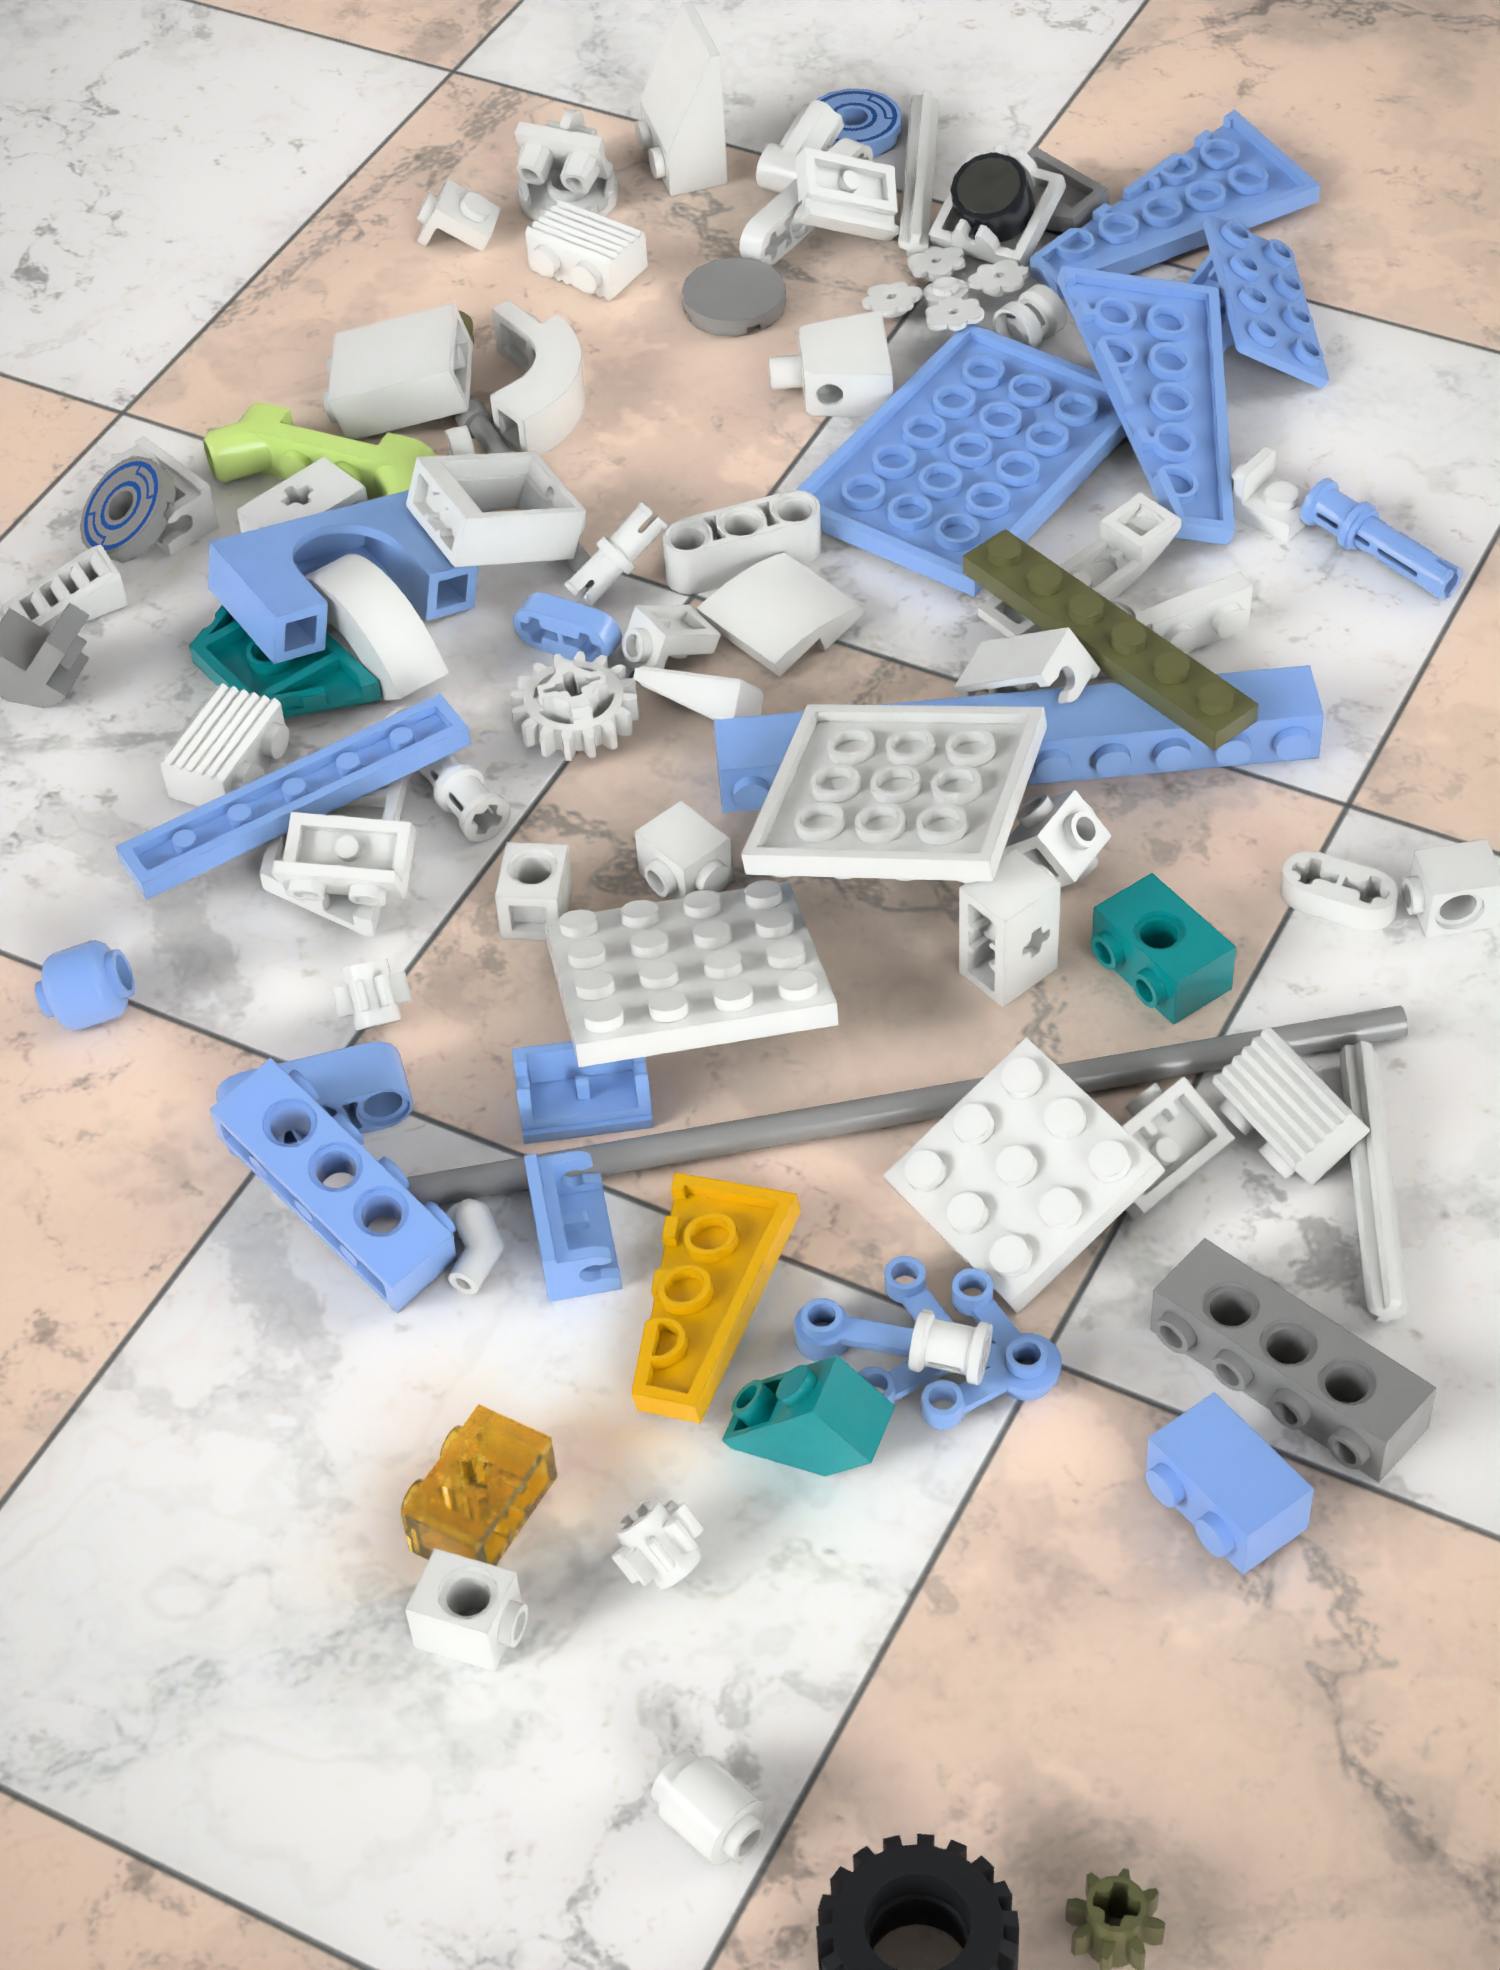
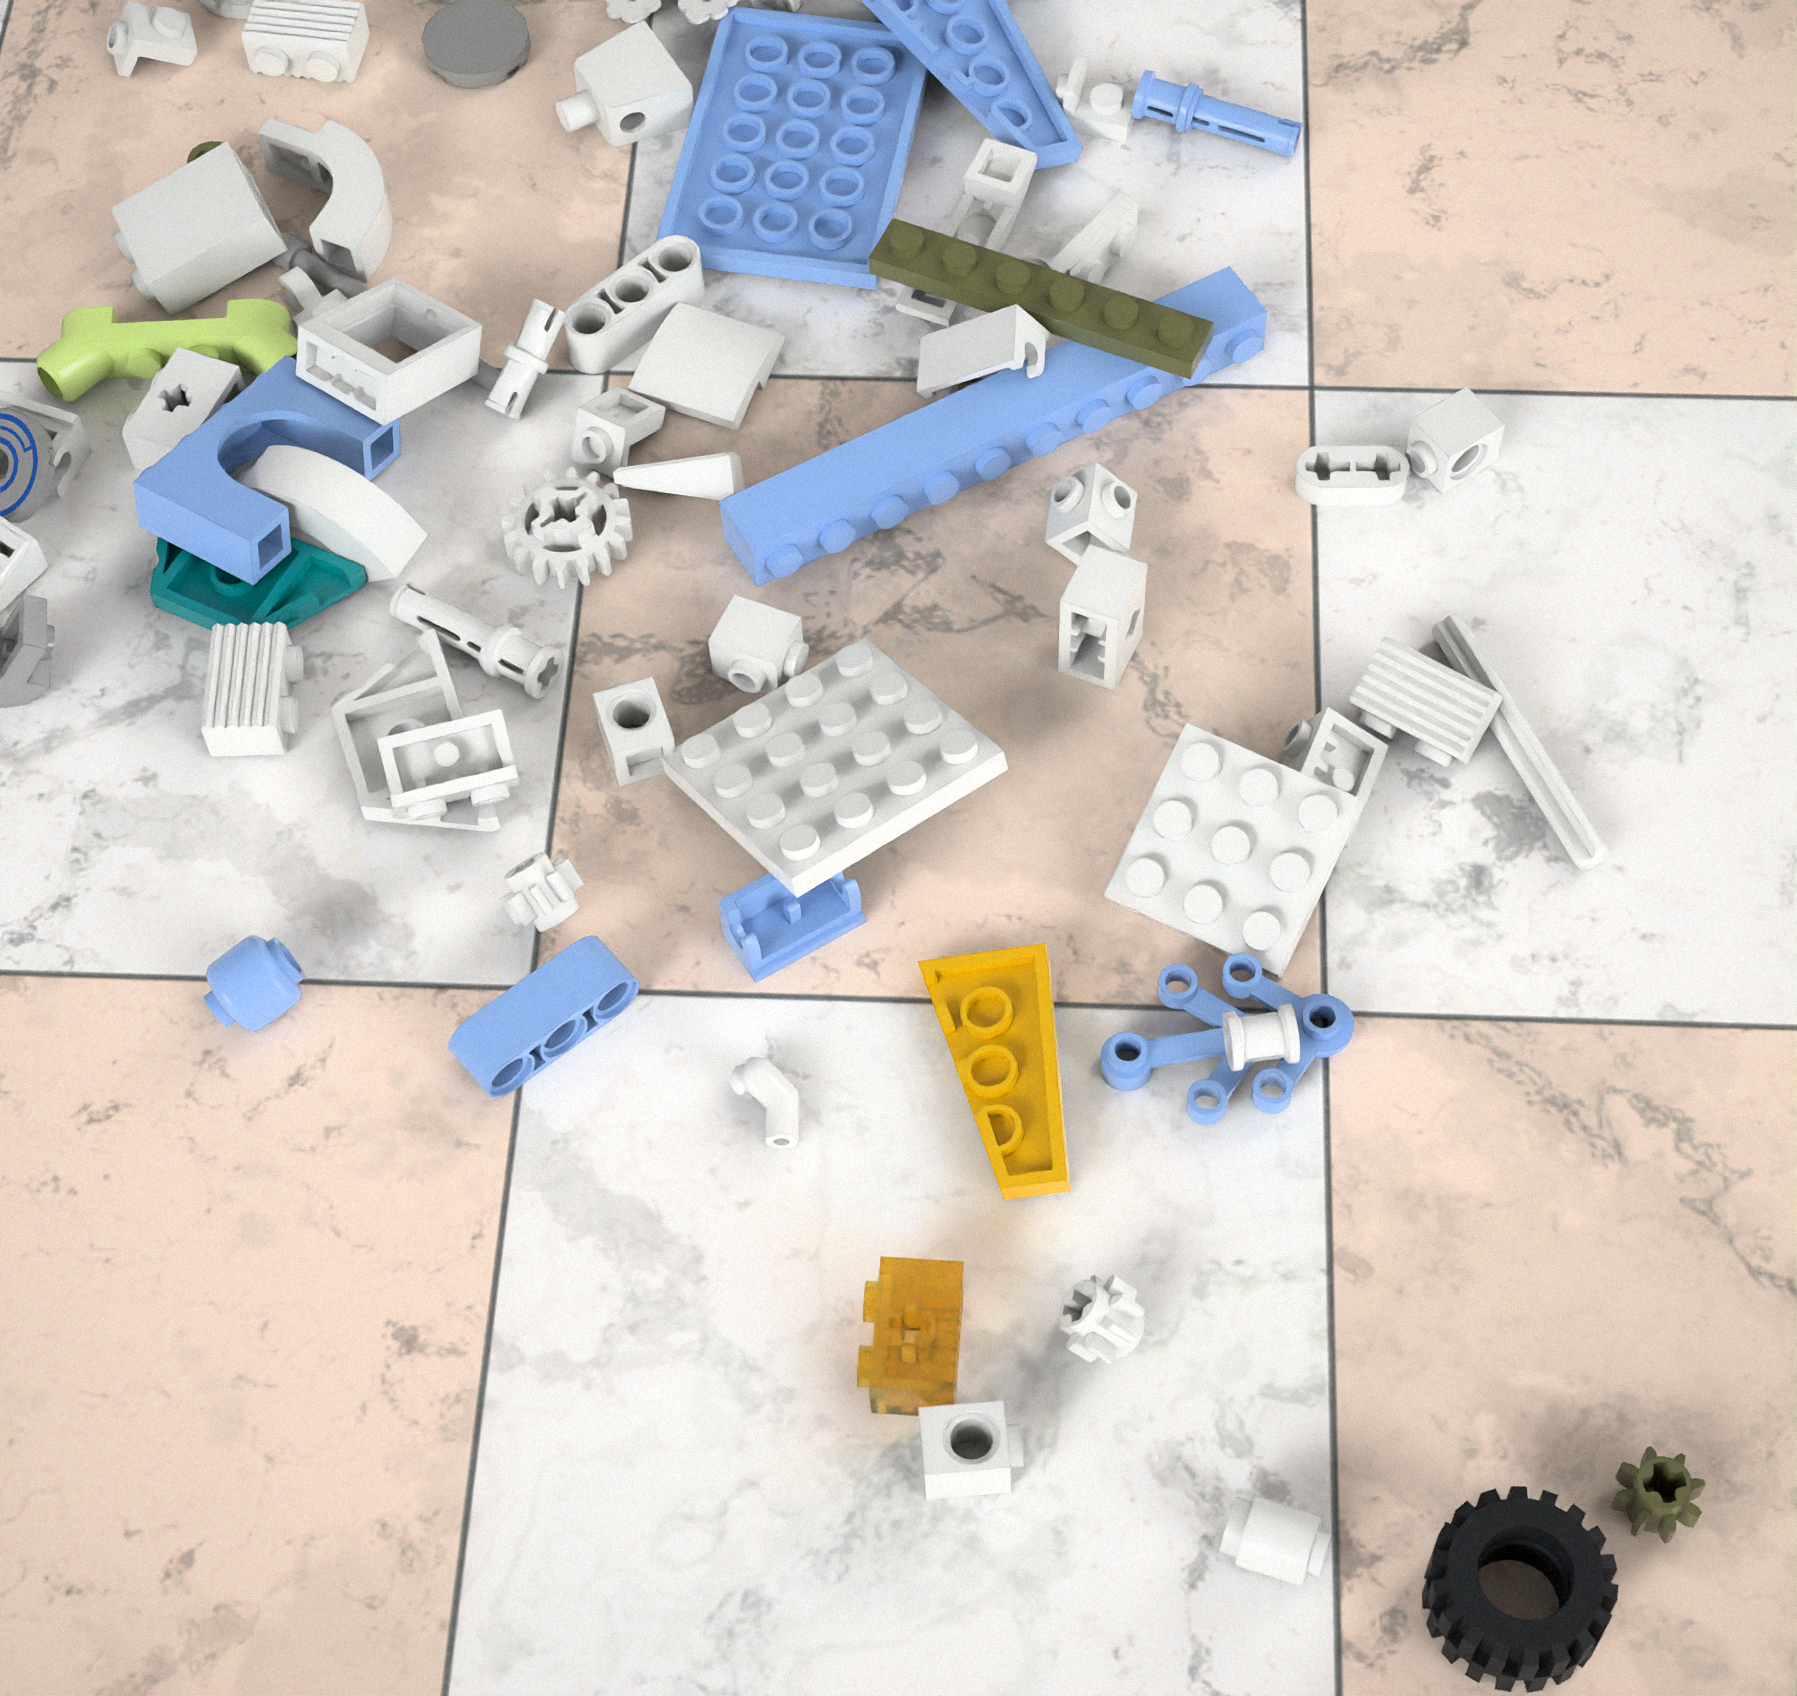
camera: 25 degrees left, 10 degrees up
(309, 785) = (356, 715): light blue plate -> none
(392, 1262) = (645, 1127): light blue brick -> none
(566, 627) = (514, 449): light blue beam -> none
(571, 1226) = (851, 1050): light blue hinge -> none
(811, 1418) = (1168, 1150): teal slope -> none
(896, 792) = (949, 524): white plate -> none
(900, 1107) = (1013, 866): light grey piece -> none
(1162, 948) = (1264, 584): teal brick -> none
(1227, 1484) = (1552, 1070): light blue brick -> none
(1329, 1362) = (1570, 920): light grey brick -> none

